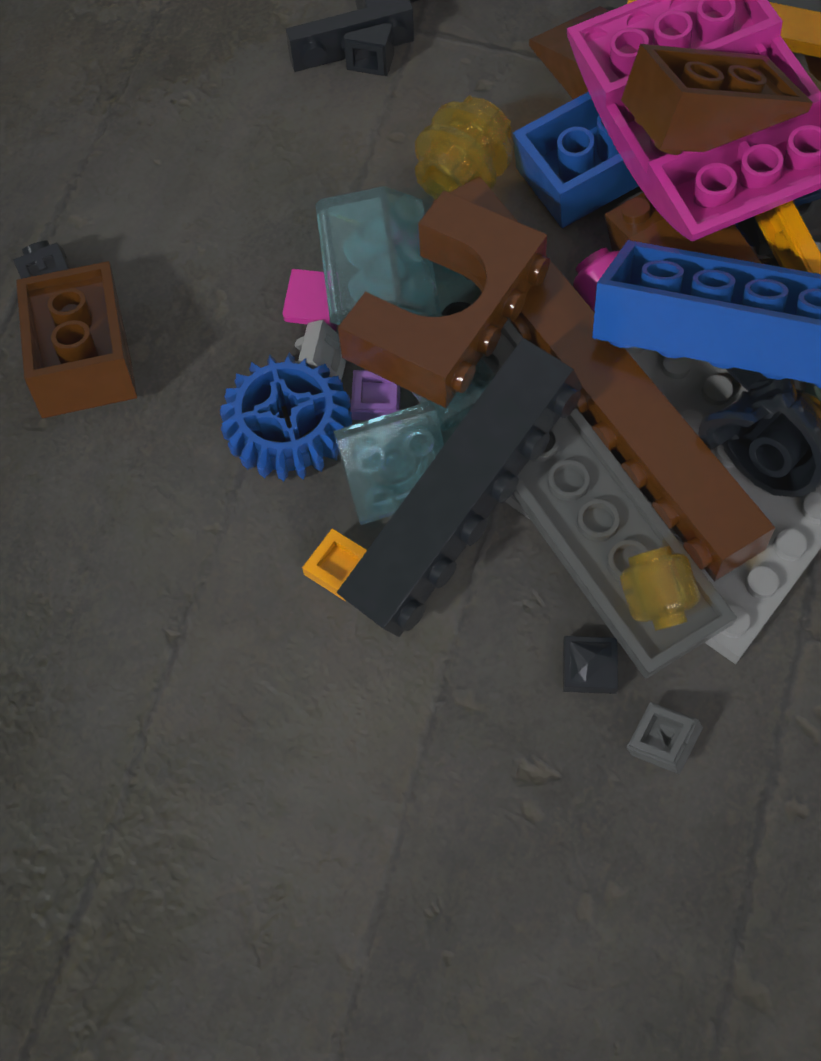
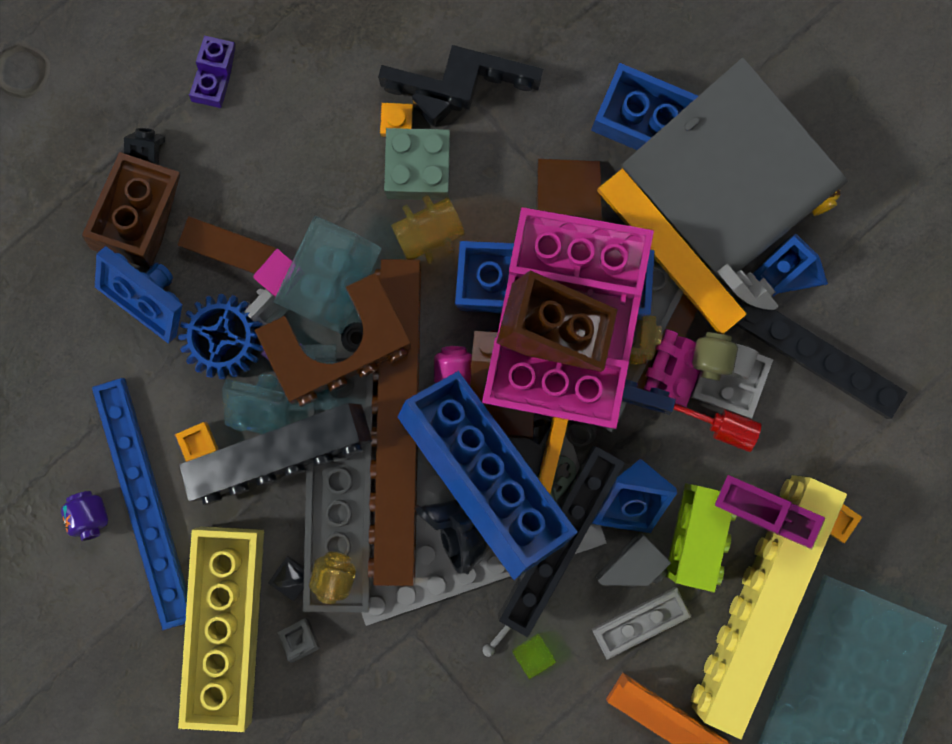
camera: 25 degrees right, 20 degrees up
(81, 154) = (213, 71): none -> dark purple slope
(142, 420) = (139, 292): none -> blue plate
(220, 322) = (224, 245): none -> reddish brown tile
(241, 754) = (84, 515): none -> dark purple head
(322, 701) = (142, 501): none -> blue tile
(338, 88) = (396, 116): none -> light orange plate
(393, 102) = (417, 163): none -> sand green brick
(552, 783) = (221, 629): none -> light yellow brick

